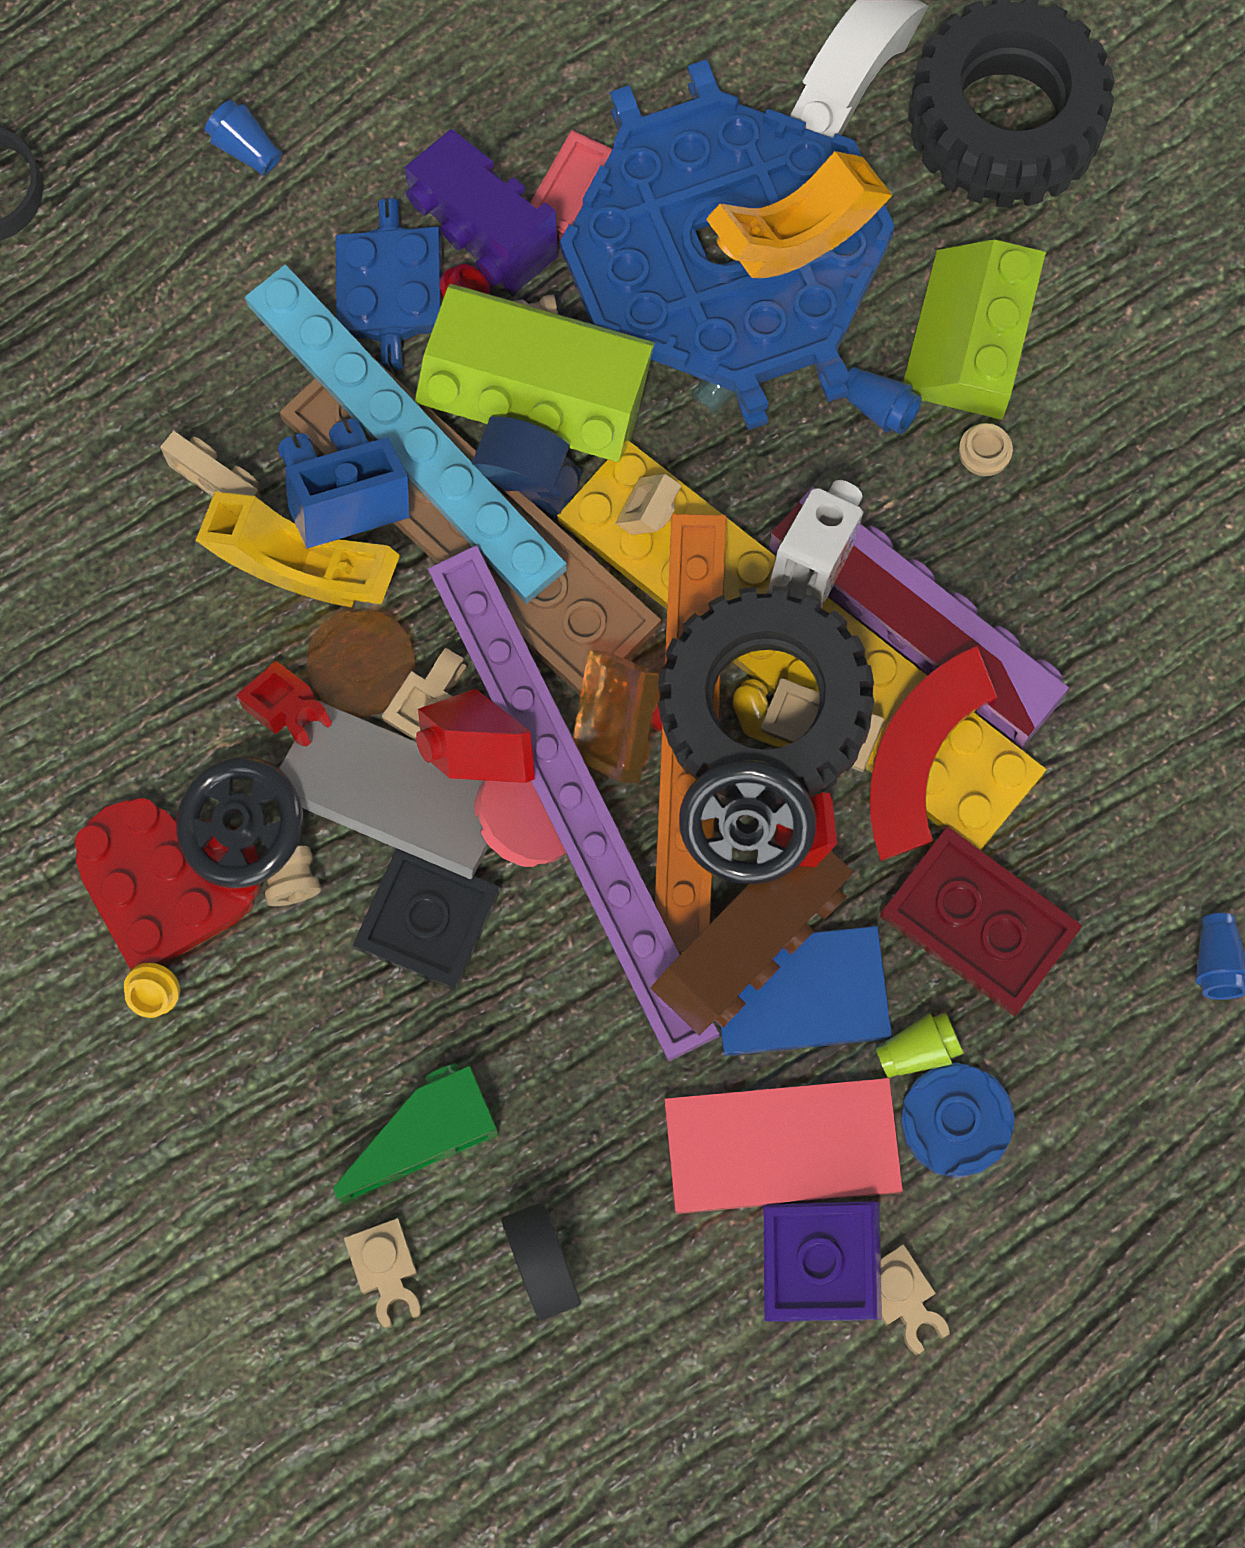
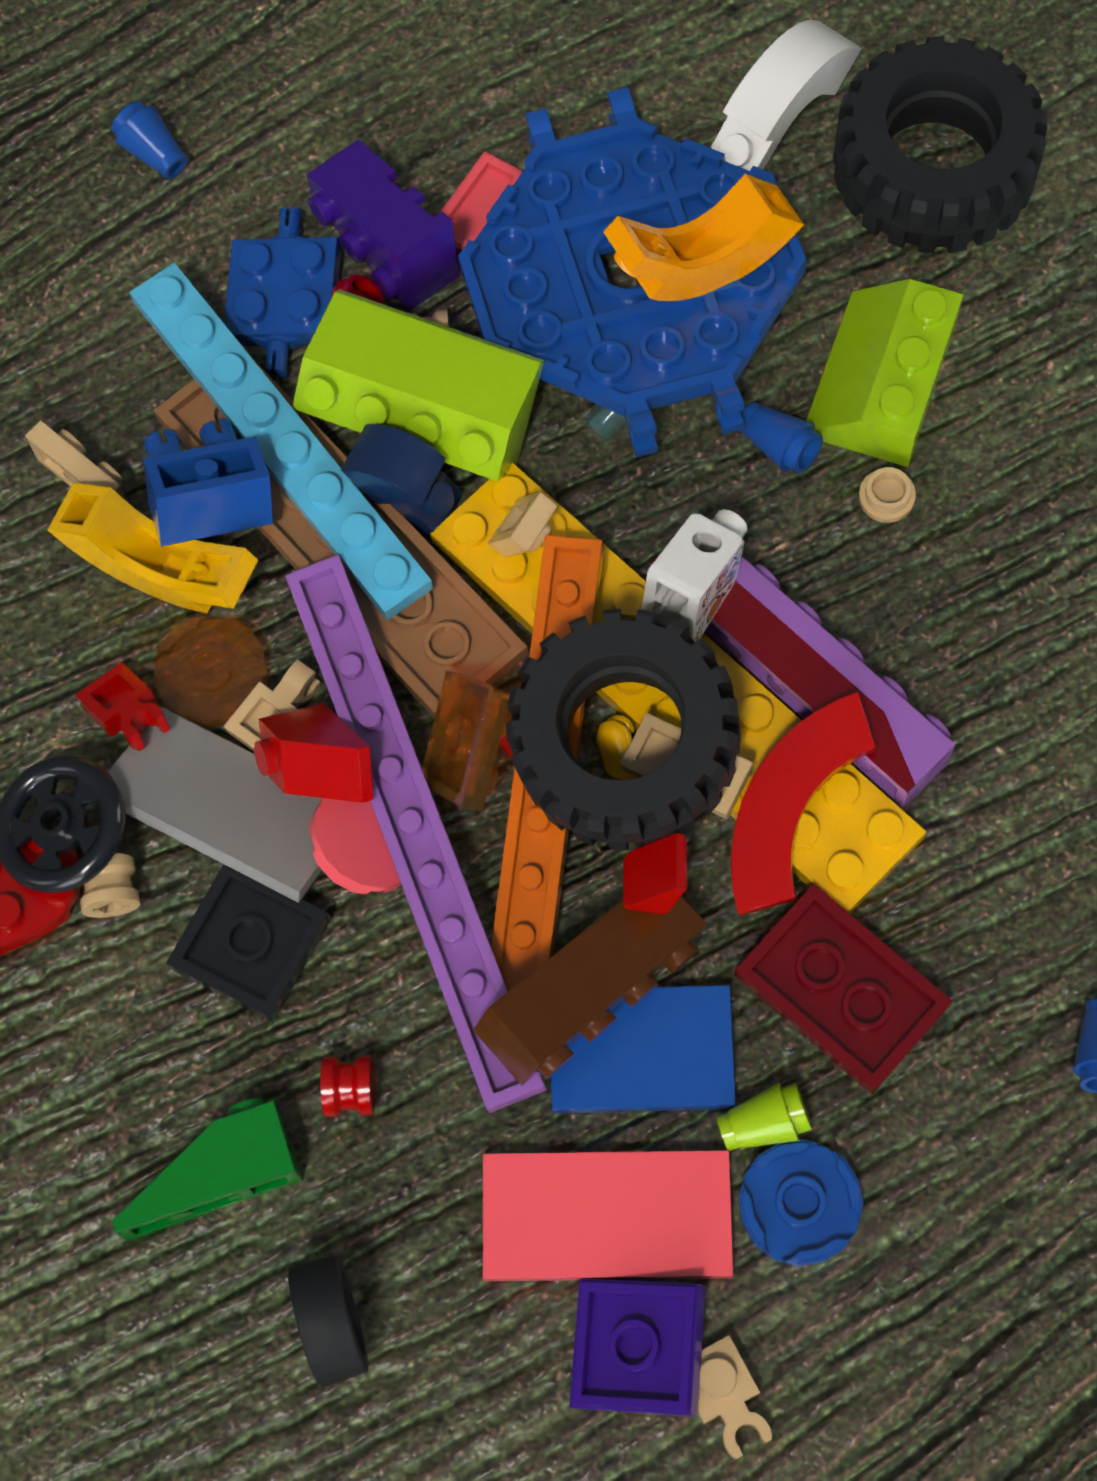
camera: 10 degrees right, 5 degrees down
(381, 1263) = (159, 1308): tan plate -> none
(534, 1046) = (348, 1086): none -> red wheel
(751, 779) = (556, 889): black plate -> none

